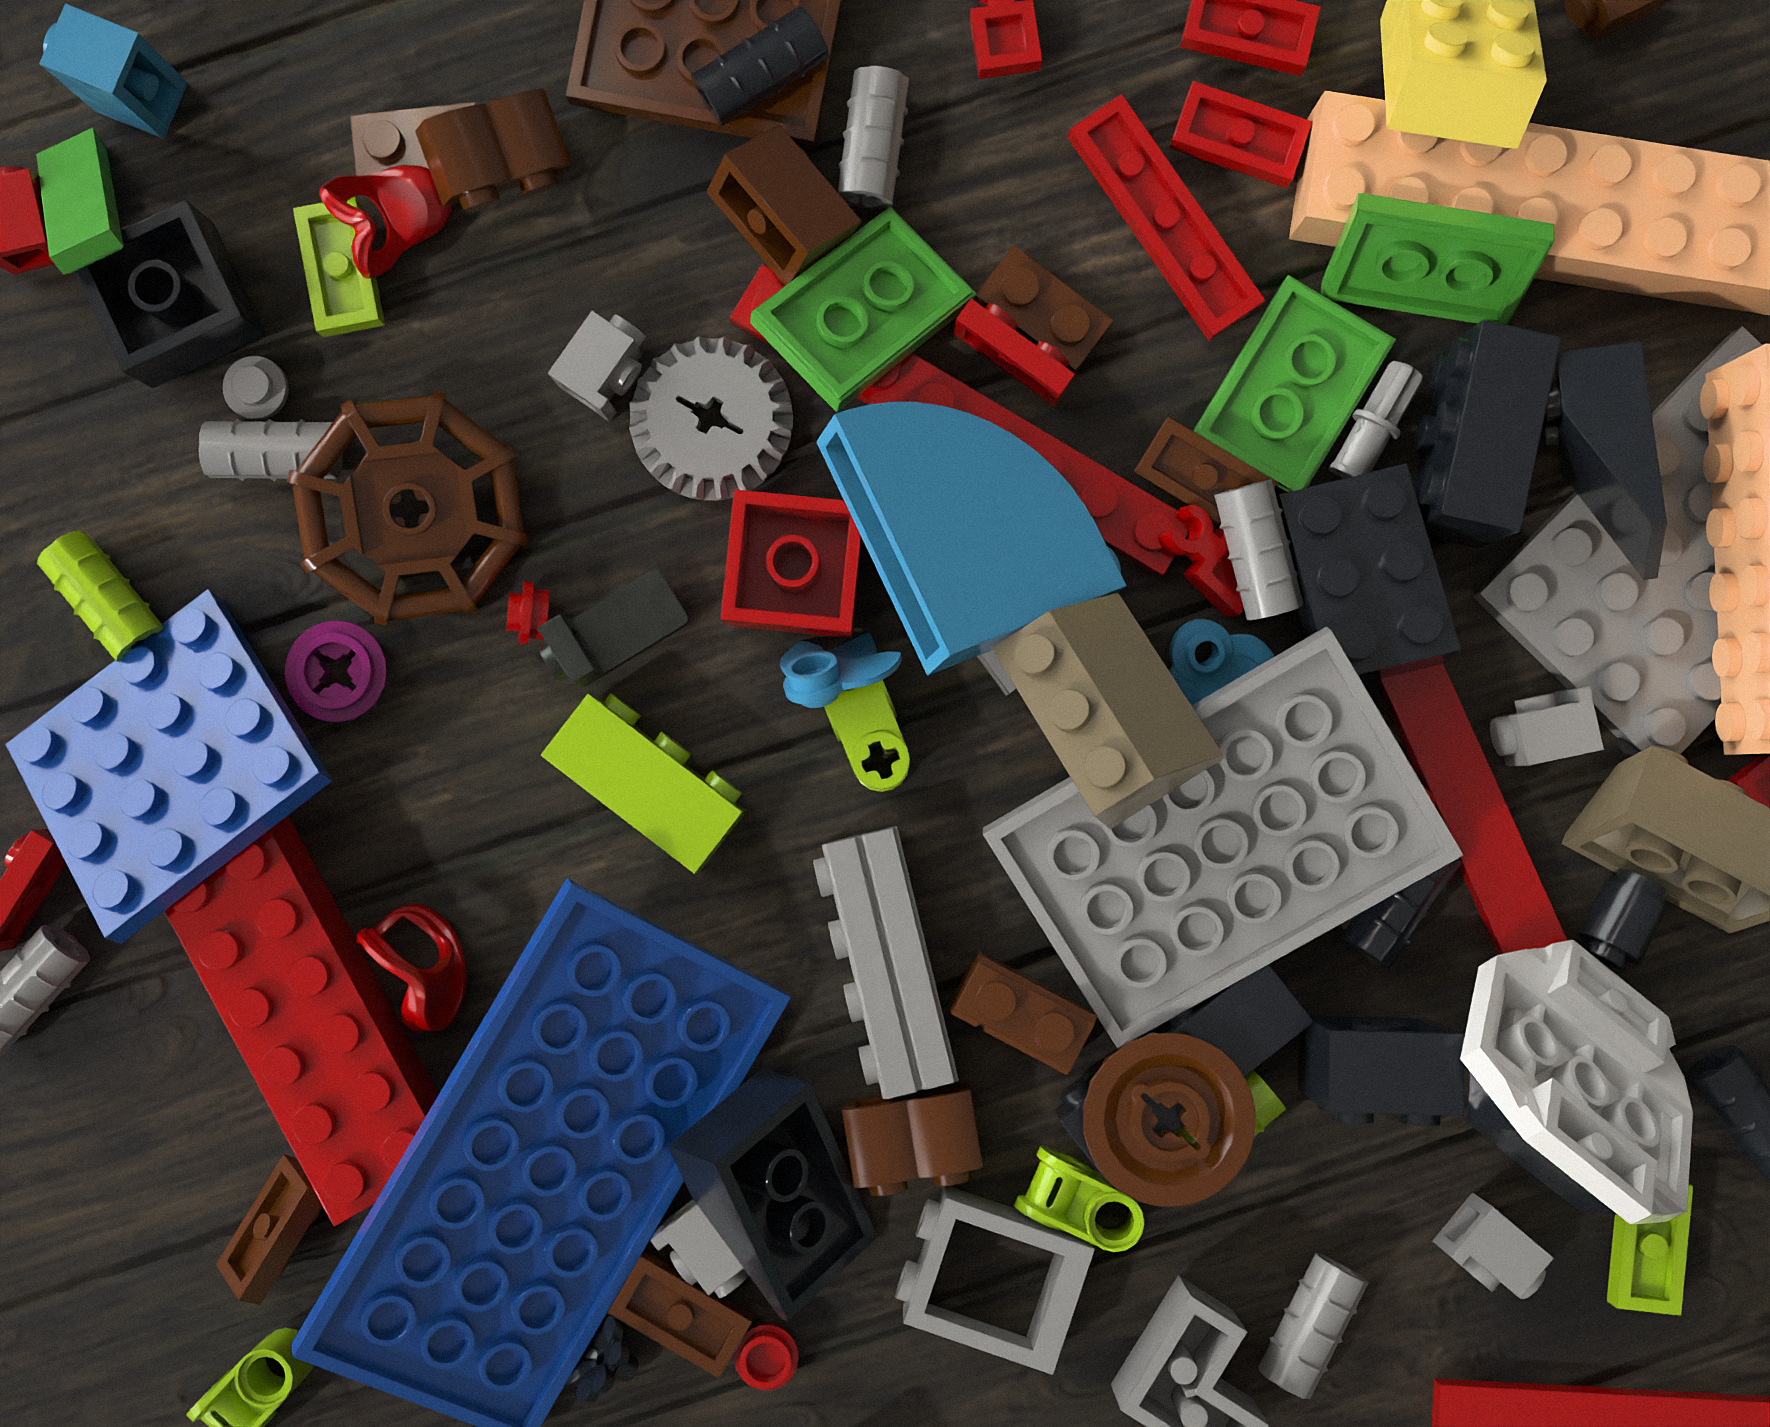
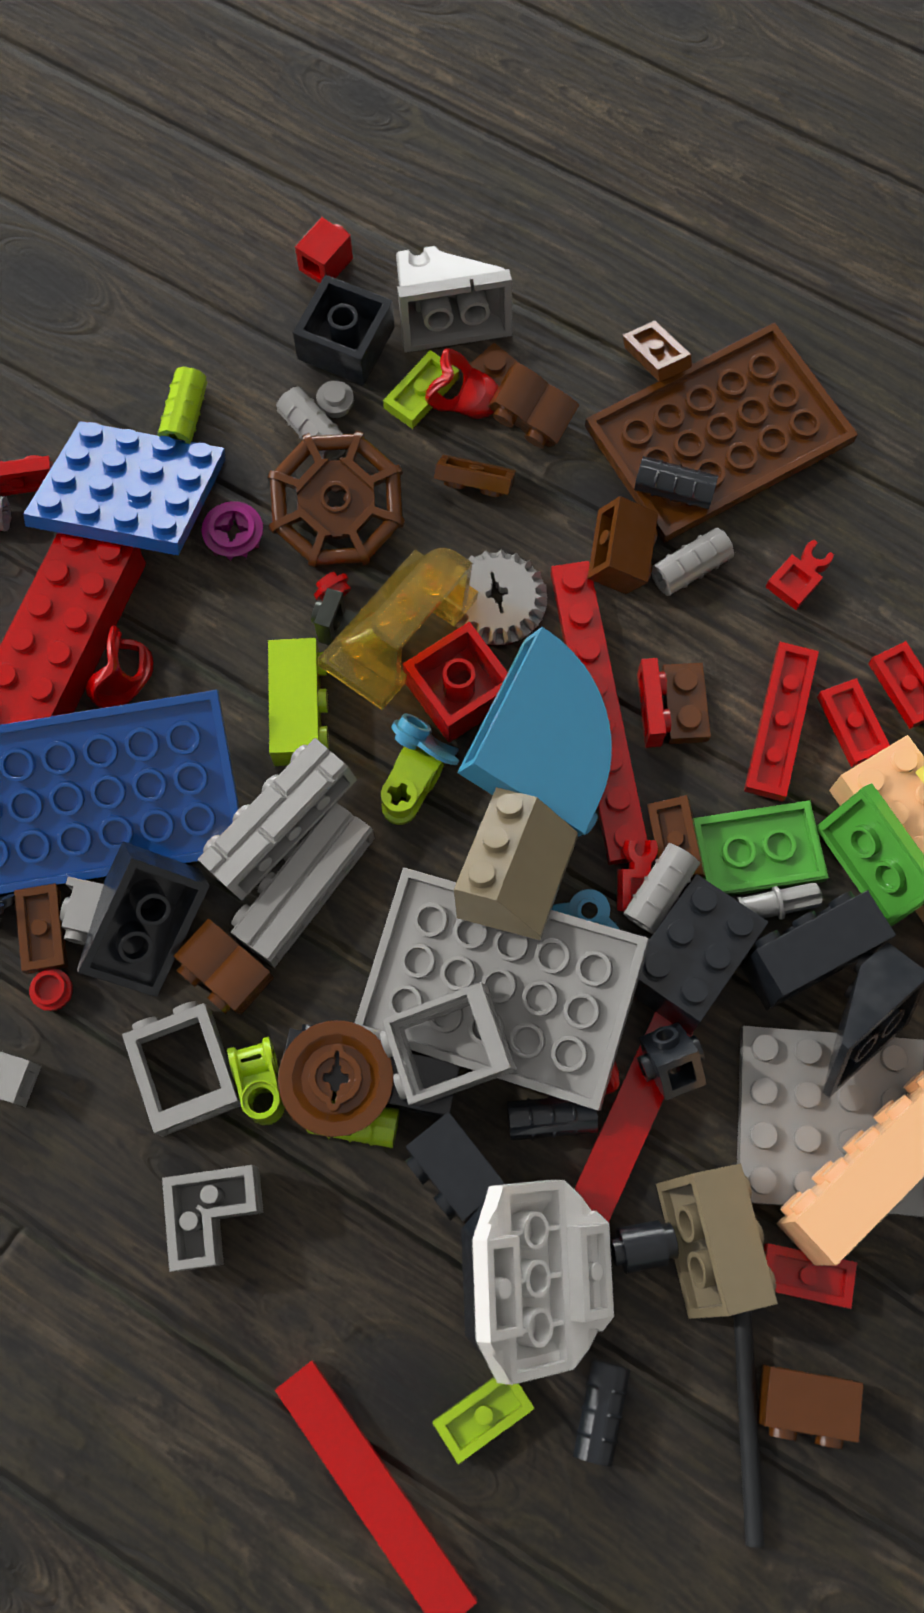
camera: 50 degrees right, 15 degrees down
(78, 202) = (353, 263): bright green tile -> none
(113, 70) = (422, 223): dark azure brick -> none
(242, 118) = (451, 300): none -> light grey piece
(522, 303) = (461, 472): none -> reddish brown plate
(599, 362) = (477, 526): light grey brick -> none
(659, 579) = (370, 646): none -> clear yellow windscreen
(792, 935) = (277, 818): none -> light grey brick
(862, 308) = (608, 616): bright green tile -> none
(1022, 1012) = (331, 968): reddish brown brick -> none
(1275, 902) = (396, 1044): none -> light grey window
(1312, 1326) = (288, 1260): light grey axle -> none
(1466, 715) = (672, 1060): none -> black brick
(1493, 1248) = (409, 1327): light grey brick -> none
(1548, 728) = (705, 1118): light grey brick -> none

